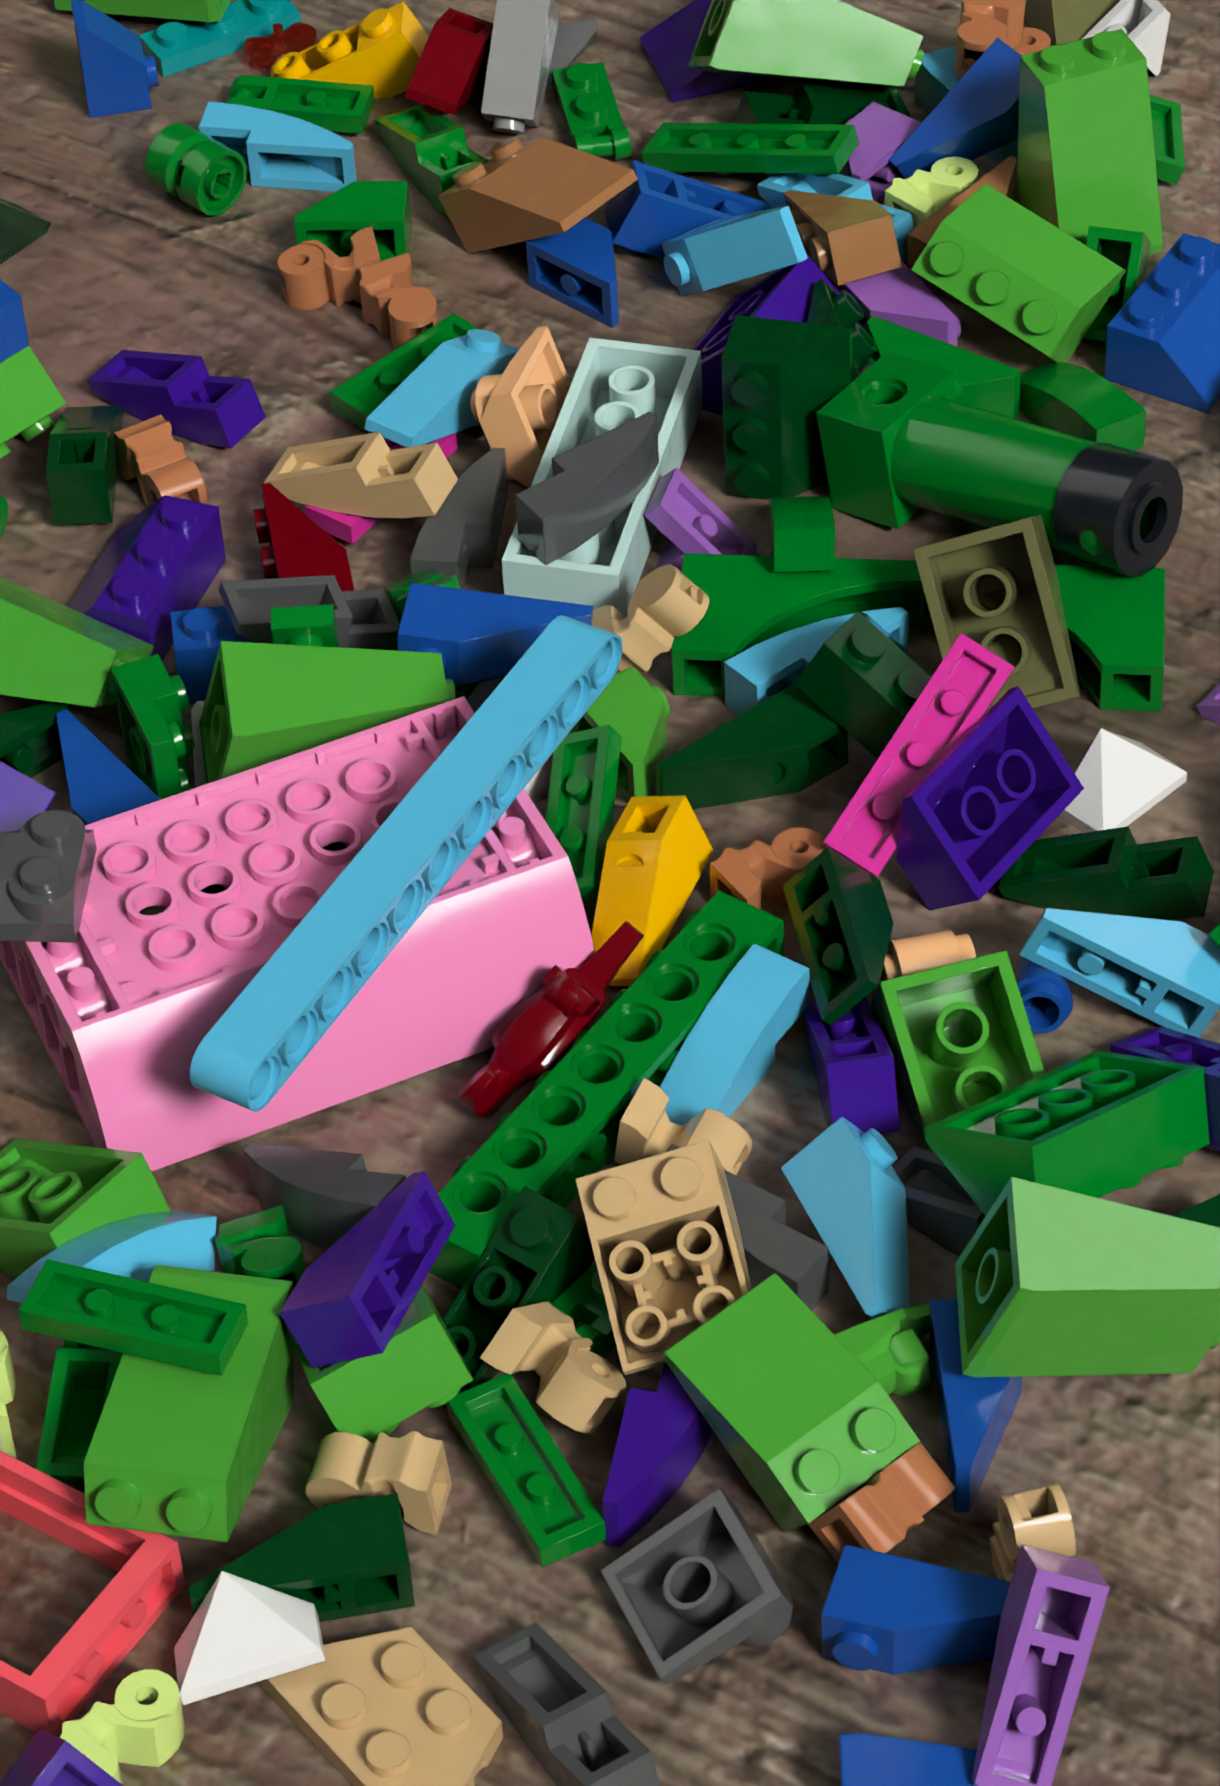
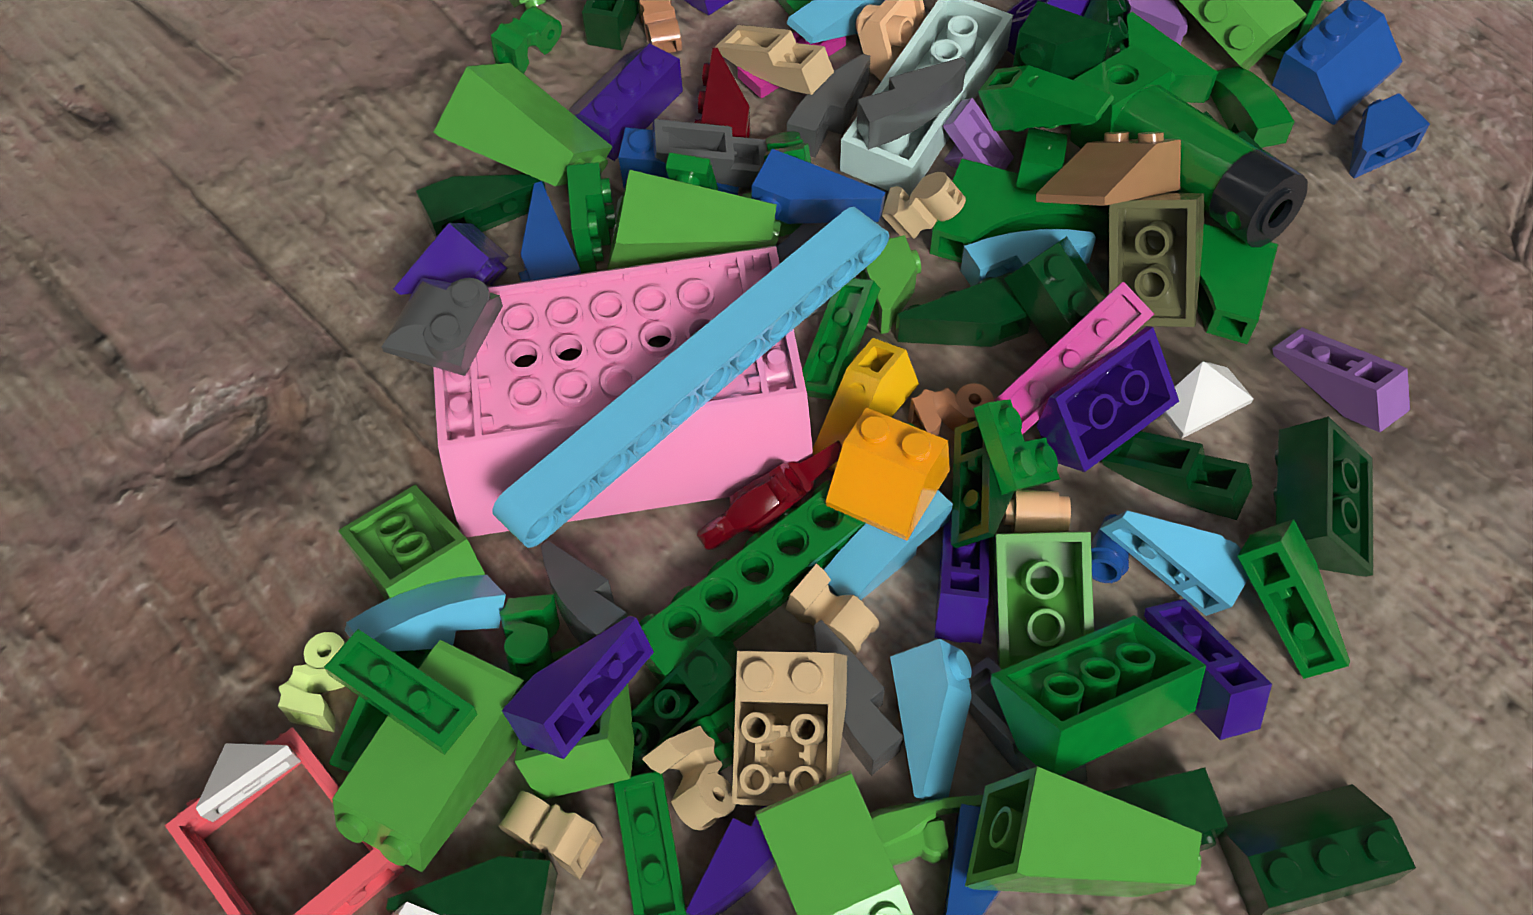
camera: 15 degrees right, 15 degrees up
(709, 942) = (888, 473): none -> light orange slope
(767, 448) = (1036, 98): none -> green slope
(885, 903) = (1014, 461): none -> green plate
(914, 511) = (1117, 171): none -> medium nougat slope

